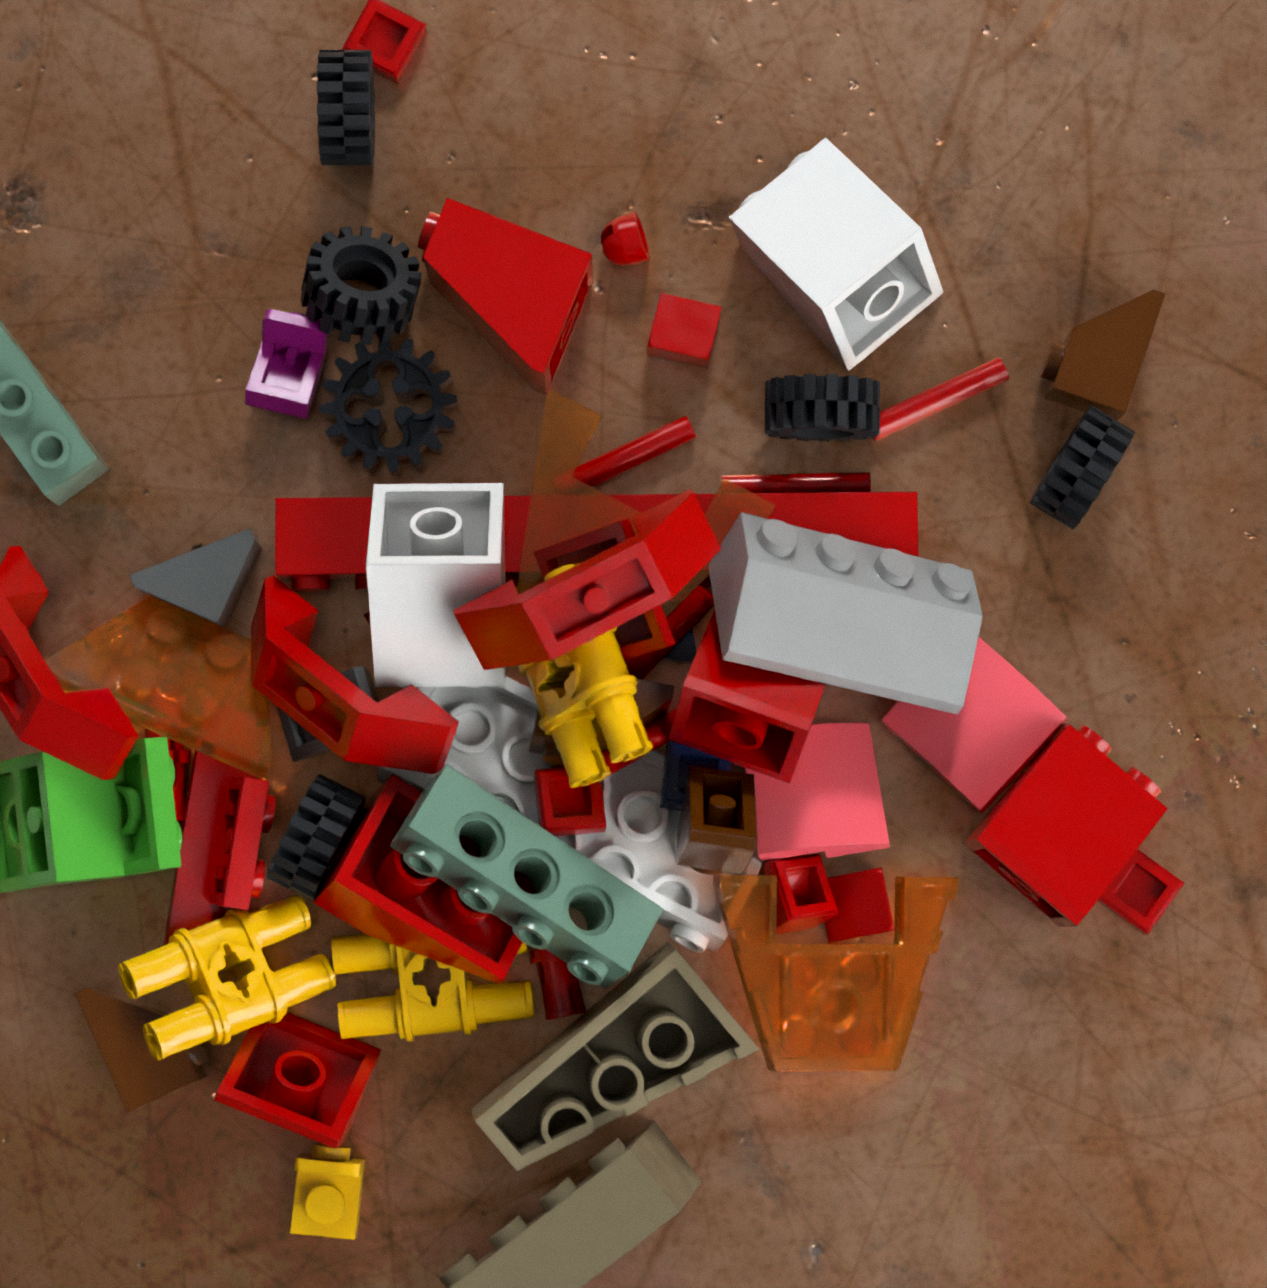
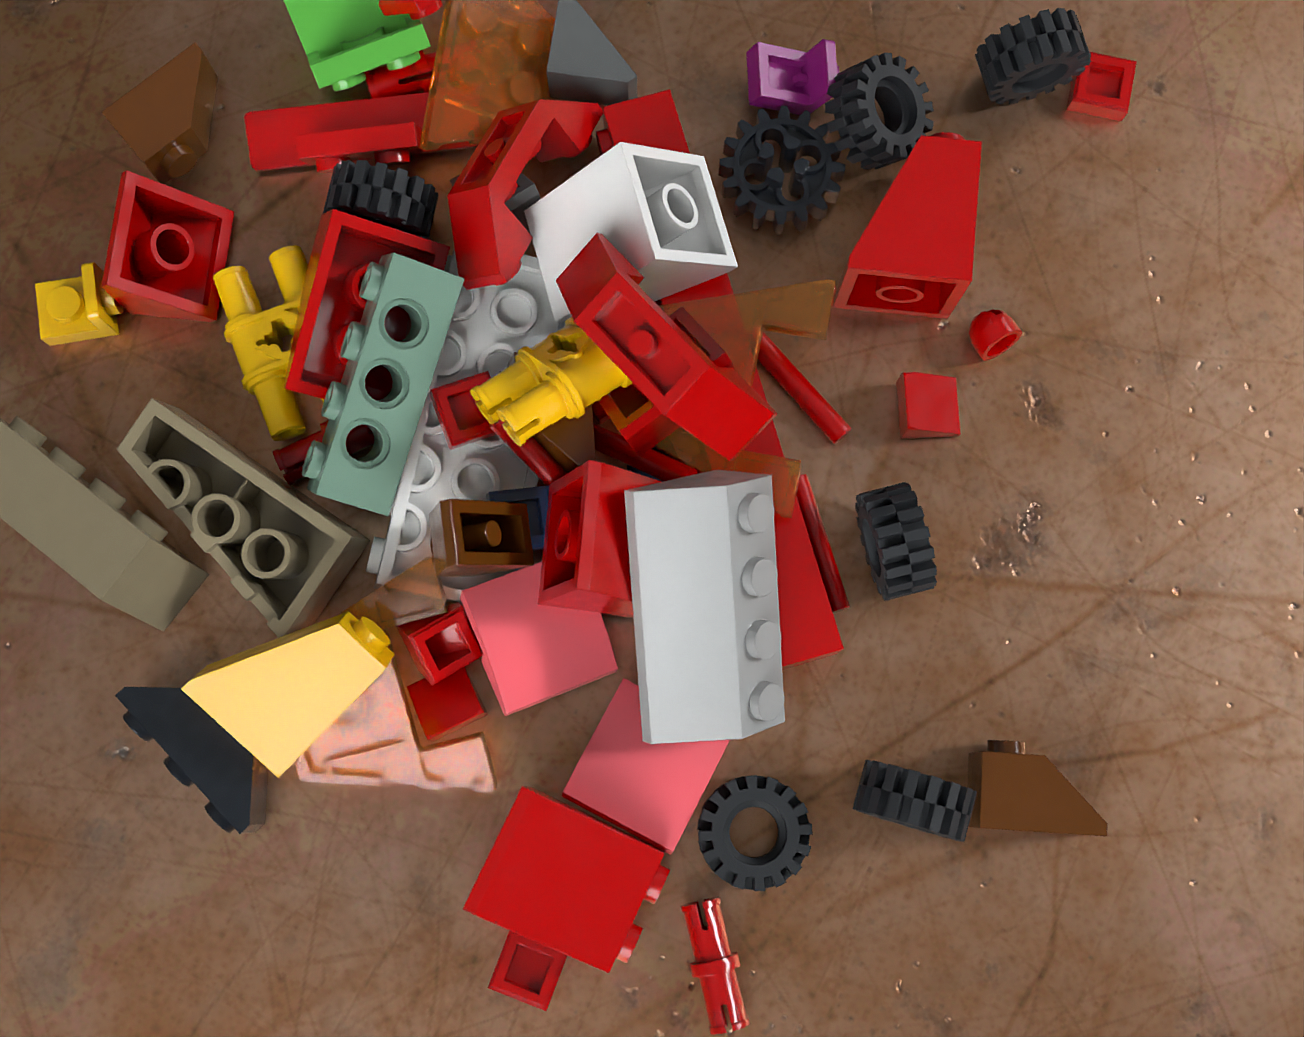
camera: 75 degrees right, 5 degrees down
(226, 1007) = (206, 159): yellow pin -> none
(811, 1043) = (292, 687): none -> yellow slope
(836, 1154) = (201, 754): none -> black slope
(838, 252) = (1044, 522): white slope -> none
(942, 397) = (938, 653): red piece -> none
(1102, 614) = (792, 838): none -> black tyre
(1183, 707) = (715, 965): none -> red pin

